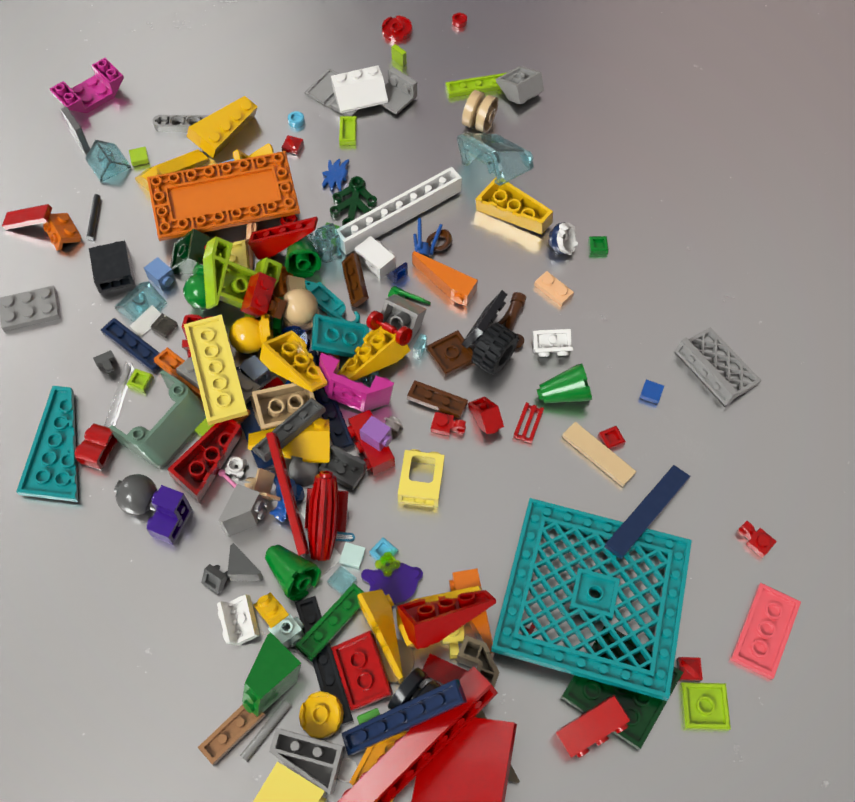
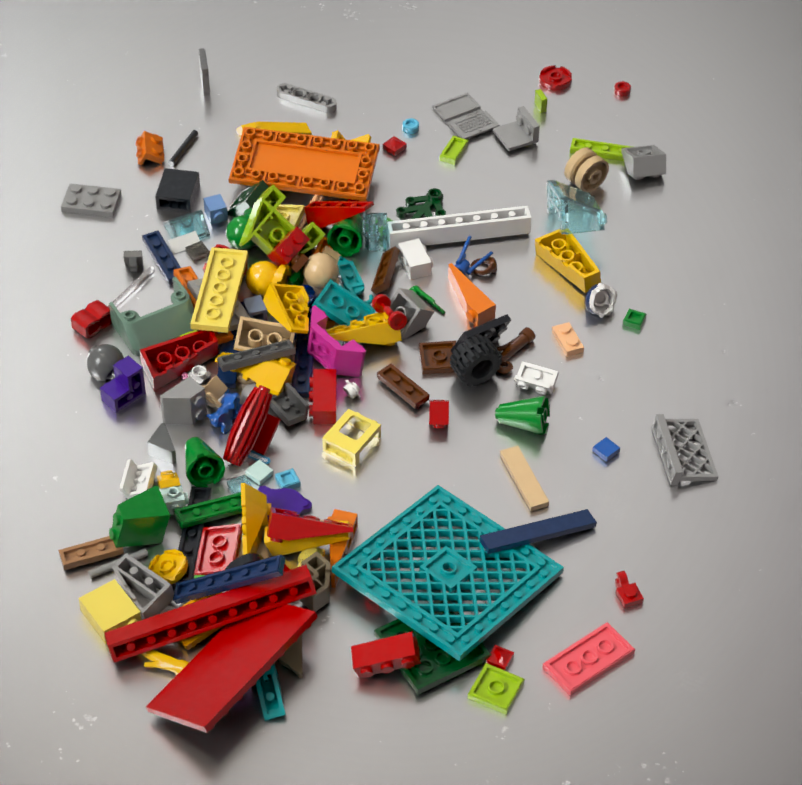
camera: 25 degrees right, 15 degrees down
(27, 216) = (125, 128): red tile -> none
(52, 460) = (50, 317): teal wing -> none
(91, 92) = (238, 46): dark pink slope -> none
(106, 160) = (219, 106): clear light blue slope -> none
(139, 156) = (249, 112): lime tile -> none
(140, 380) = (154, 285): lime tile -> none
(214, 578) = (135, 445): dark grey tile -> none
(222, 126) = (336, 109): yellow wedge -> none
(288, 494) = (227, 399): red tile -> none
(336, 174) = (421, 182): blue piece -> none
(359, 89) = (482, 116): white slope -> none
(376, 433) = (328, 384): medium lavender brick -> none
(387, 558) = (283, 485): clear neon green plate -> none
(398, 273) = (429, 278): clear blue slope -> none
(420, 346) = (411, 340): clear light blue tile -> none
(445, 423) = (400, 407): red plate -> none
(533, 409) = (472, 431): red tile -> none
(612, 438) = (544, 471): red tile -> none

